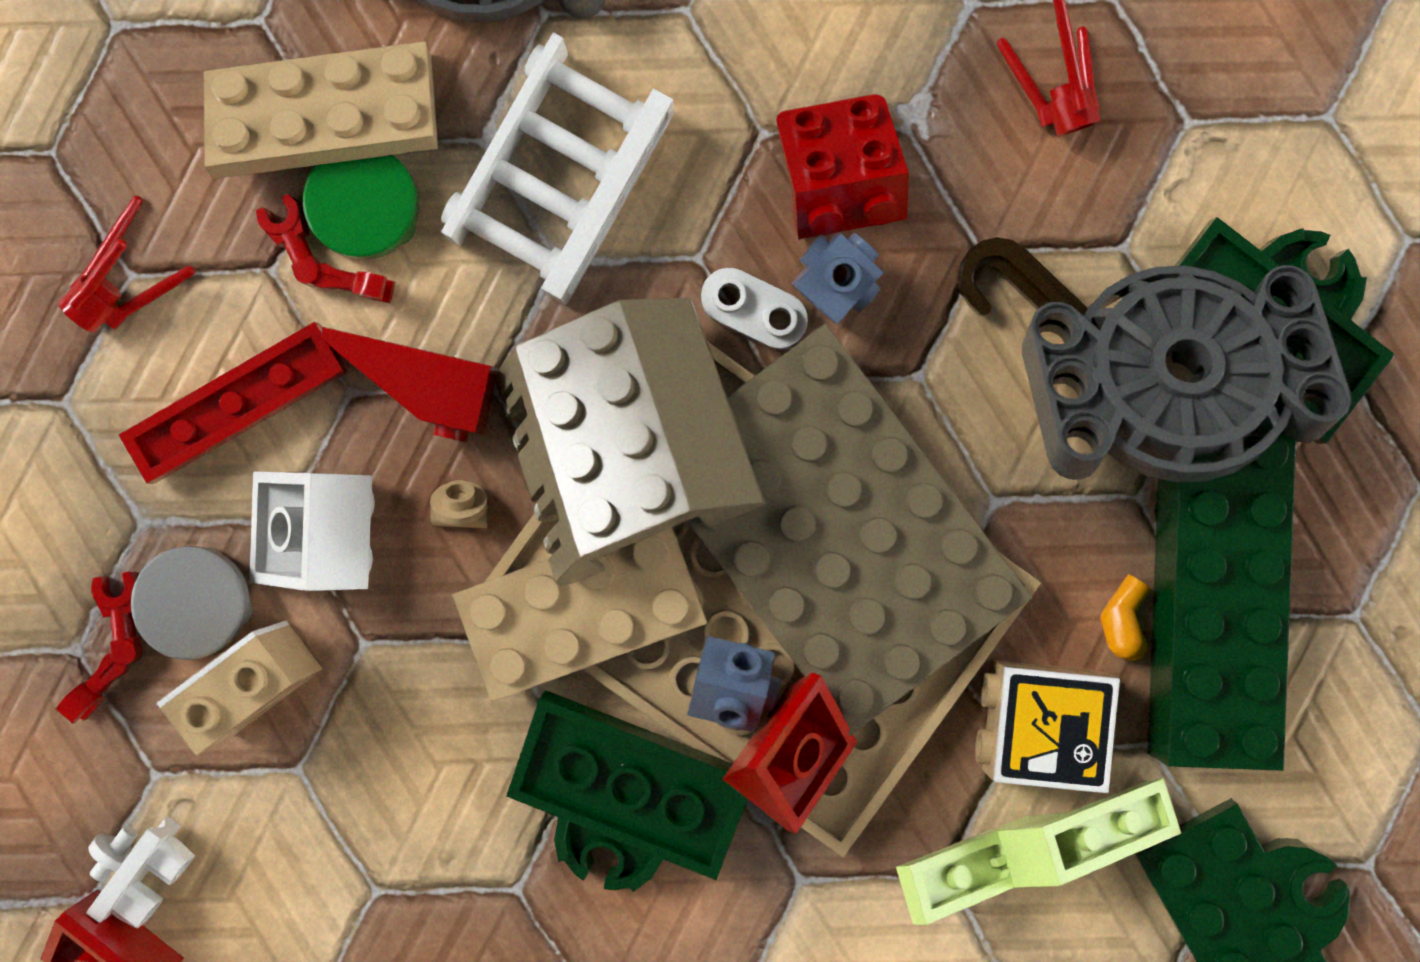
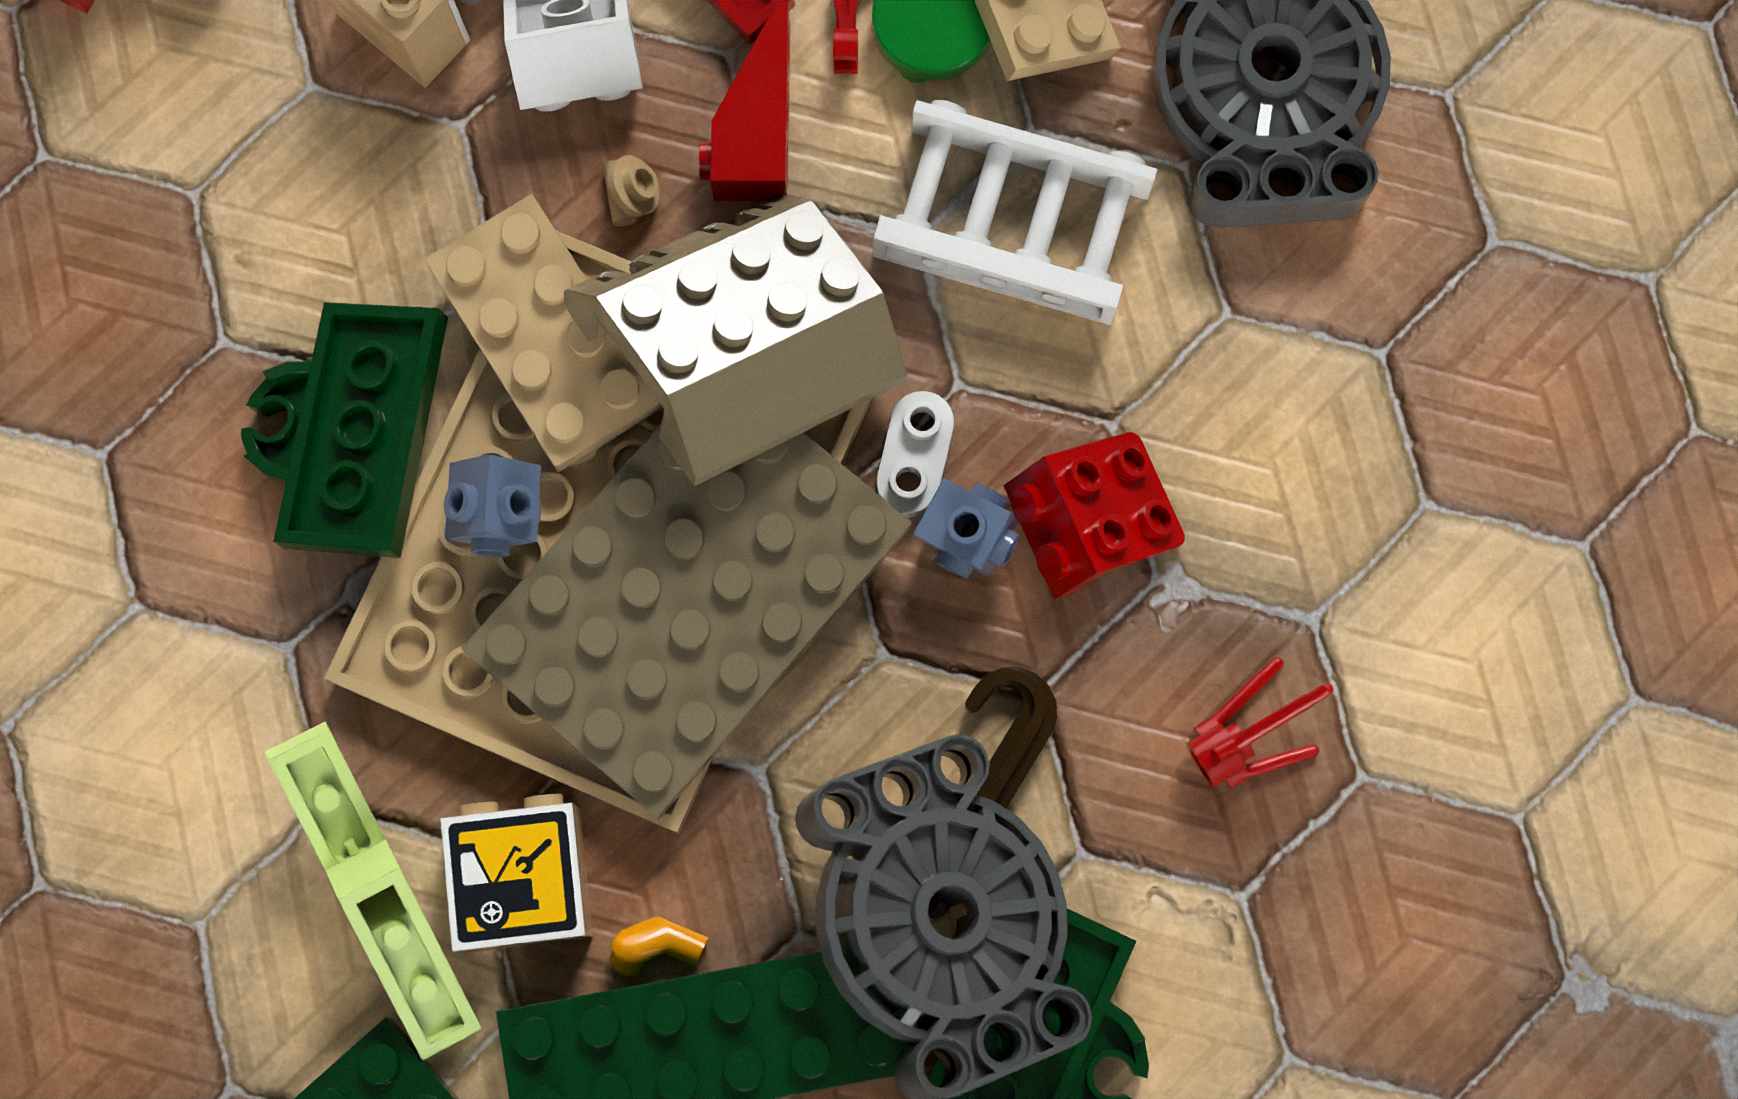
camera: 80 degrees right, 10 degrees down
(794, 753) = (428, 586): red slope -> none

